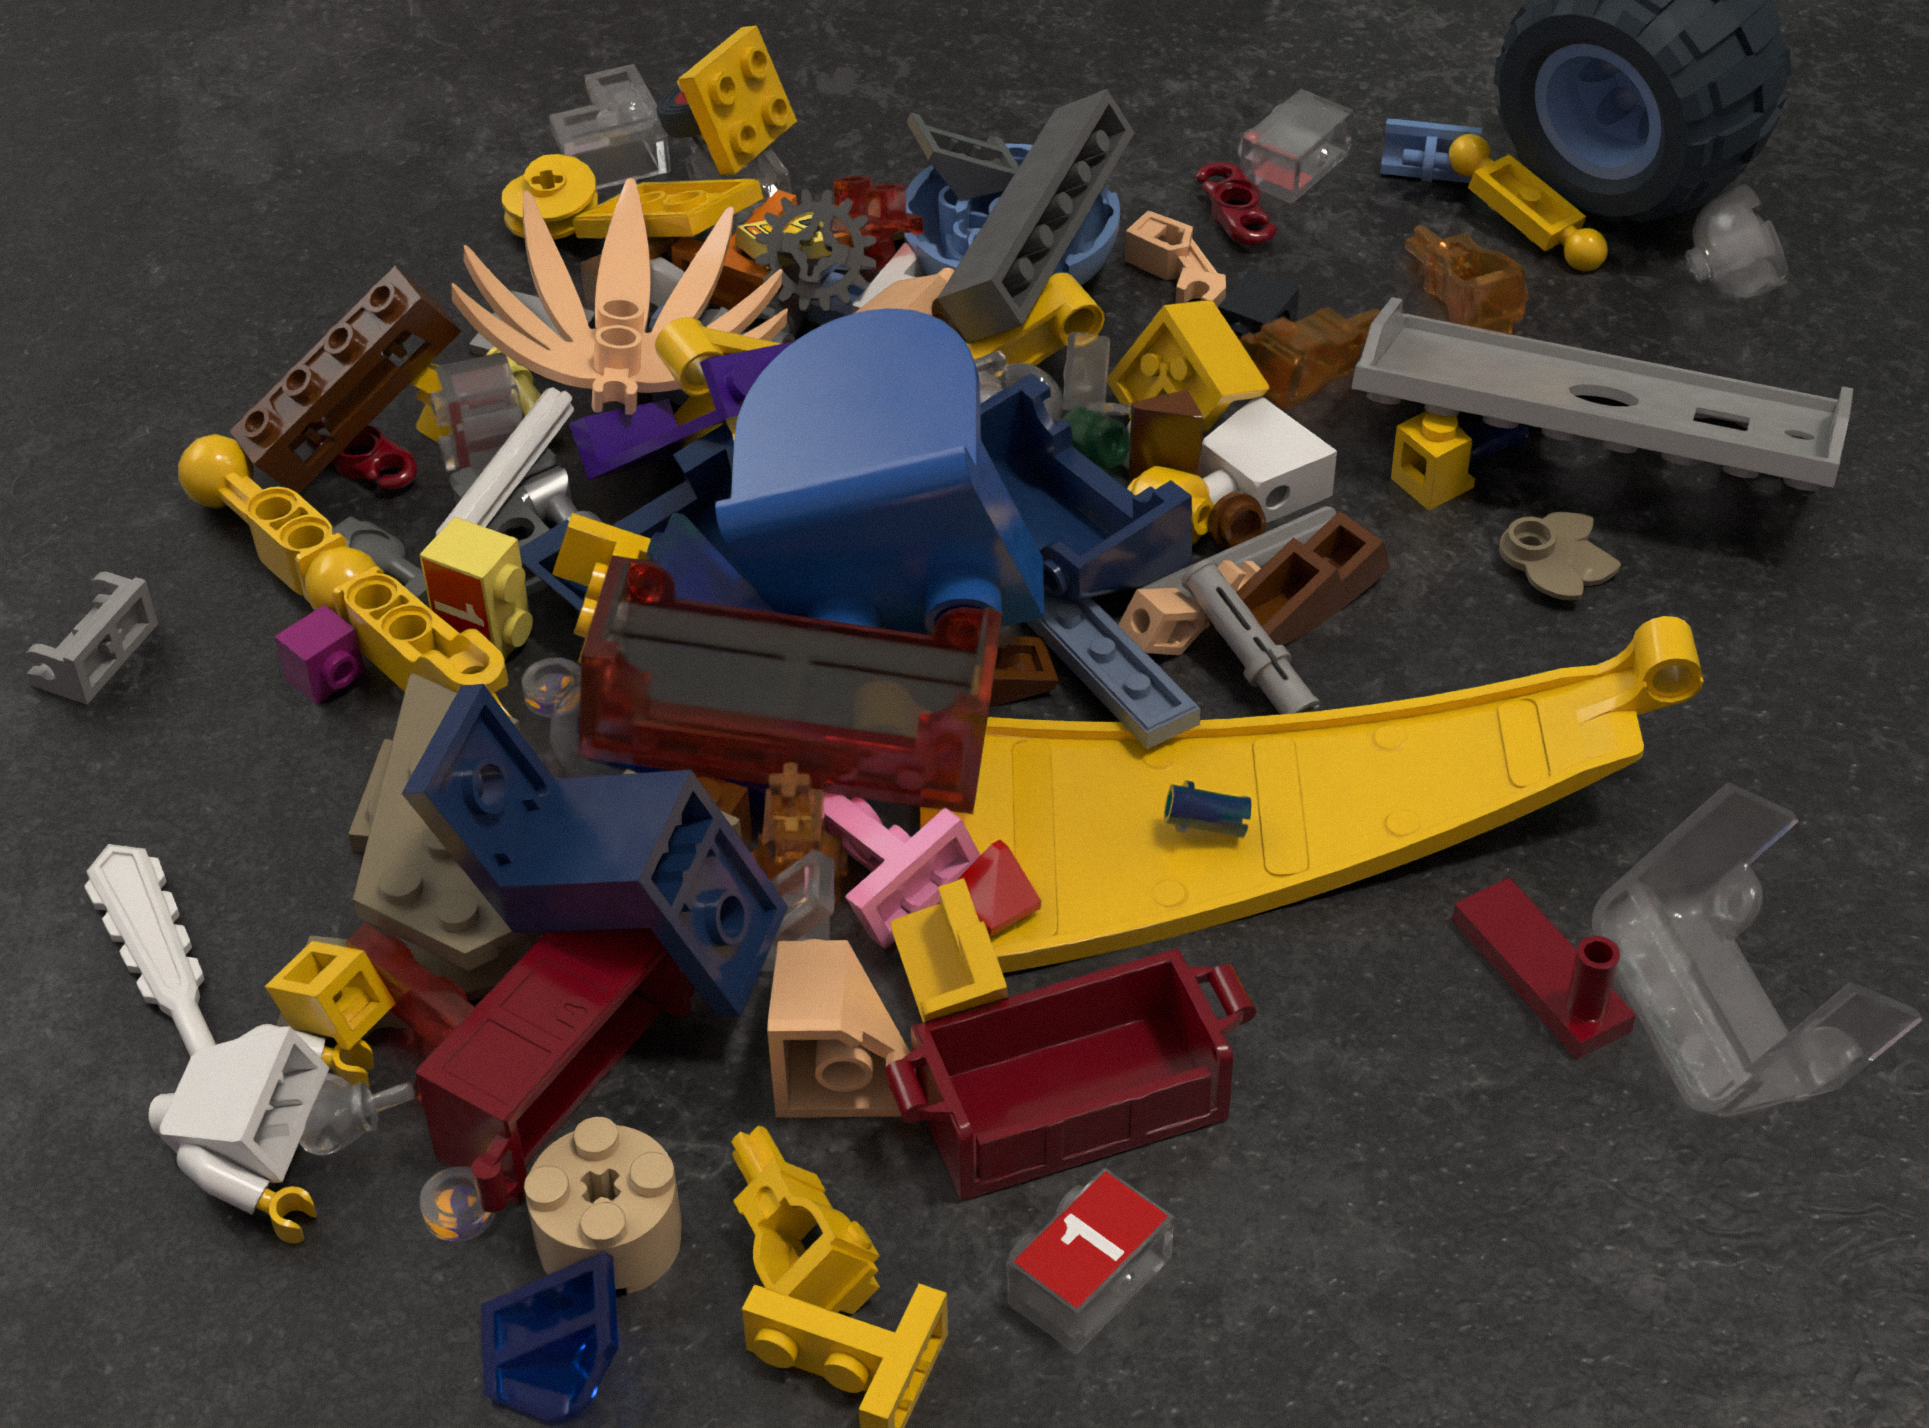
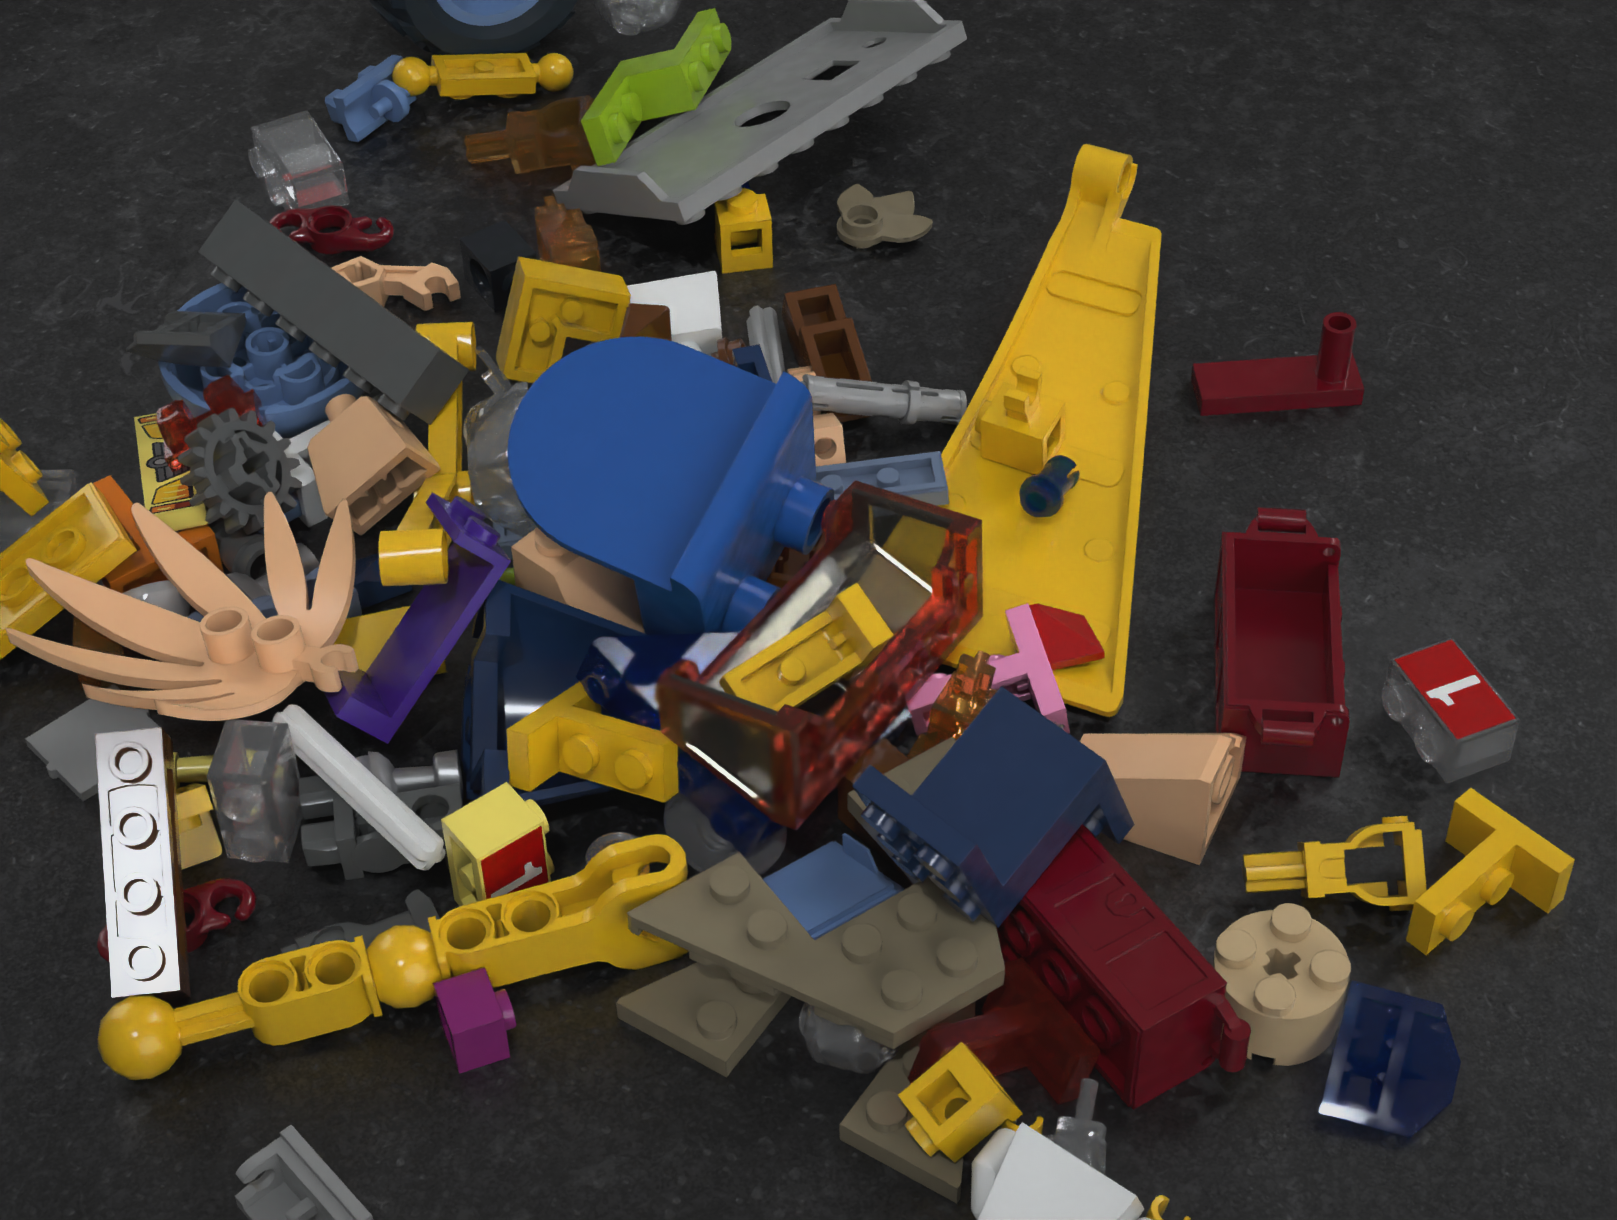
camera: 65 degrees left, 0 degrees up
(452, 1206) = (1200, 1101): clear tile -> none
(742, 663) = (813, 655): none -> yellow bracket
(948, 955) = (1155, 681): yellow panel -> none
(1274, 755) = (1021, 424): none -> yellow brick
(1598, 313) = (656, 86): none -> lime bracket
(1696, 990) = (1410, 327): clear windscreen -> none

